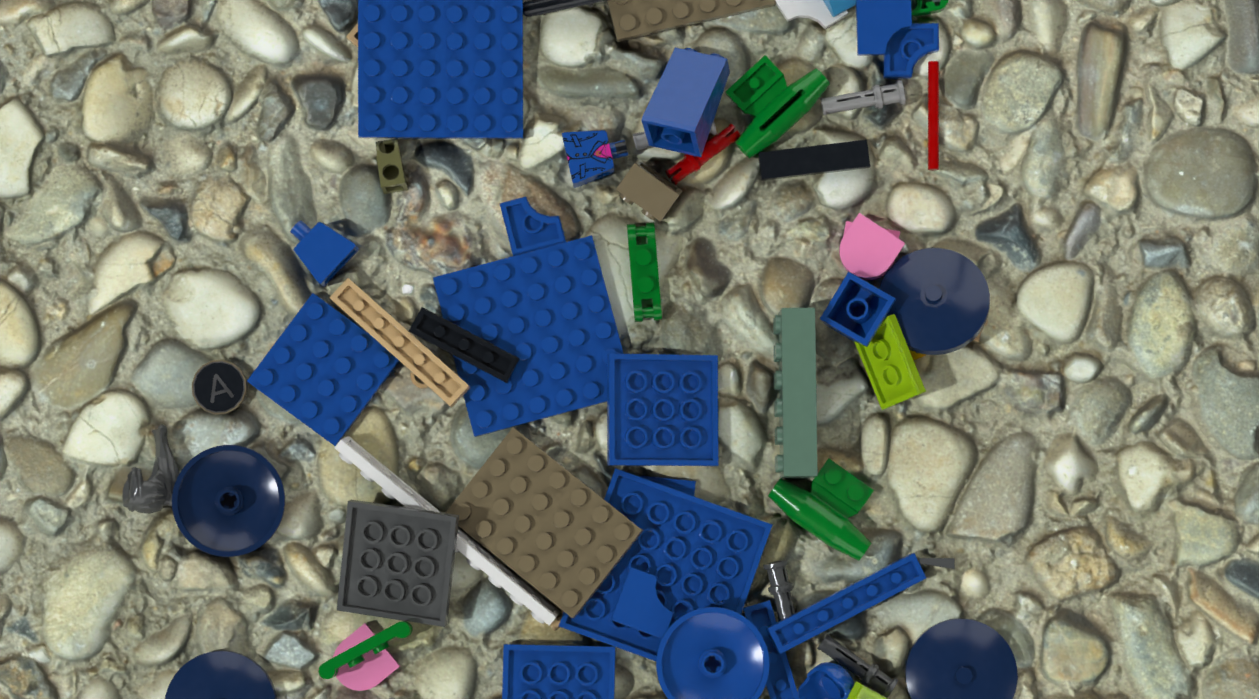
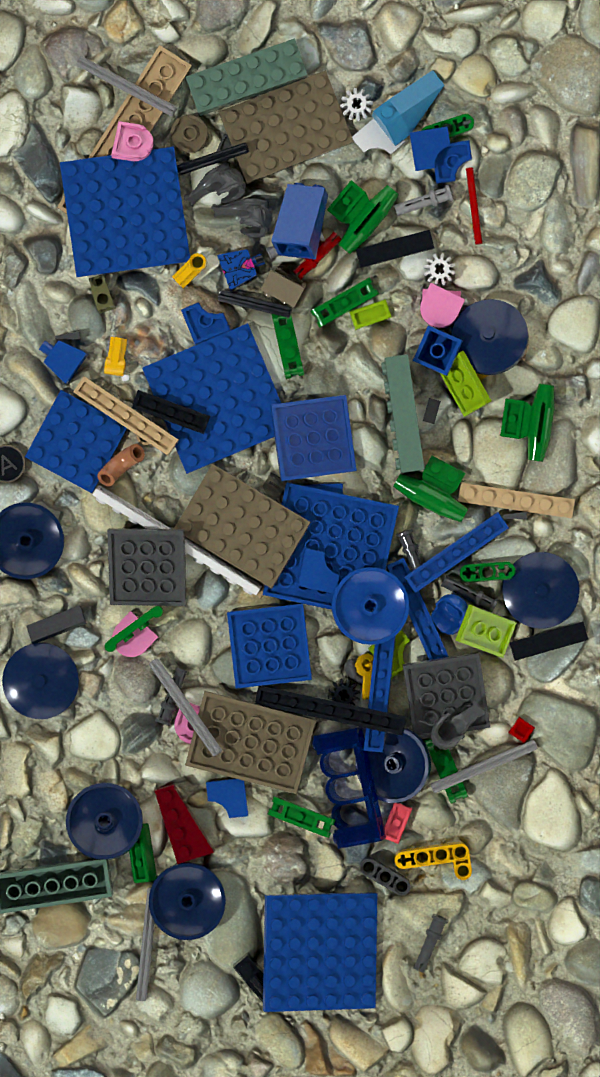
camera: 15 degrees left, 5 degrees up
(255, 628) = (56, 624): none -> black tile
(340, 220) = (70, 336): none -> dark grey piece
(381, 410) = (120, 464): none -> nougat cylinder
(396, 263) = (116, 359): none -> yellow piece
(518, 151) = (188, 271): none -> yellow piece
(577, 30) = (221, 180): none -> dark grey hair
(597, 471) = (274, 485): none -> clear smoke piece
(605, 209) = (254, 303): none -> black axle
(616, 79) = (252, 213): none -> dark grey hair
(733, 225) = (344, 302): none -> green plate
(767, 247) = (370, 314): none -> lime tile
(836, 395) = (431, 411): none -> dark grey piece
(882, 201) = (432, 269): none -> white gear
(909, 632) = (473, 578): none -> green beam
(941, 540) = (516, 500): none -> tan plate
(977, 428) = (530, 421): none -> green plate

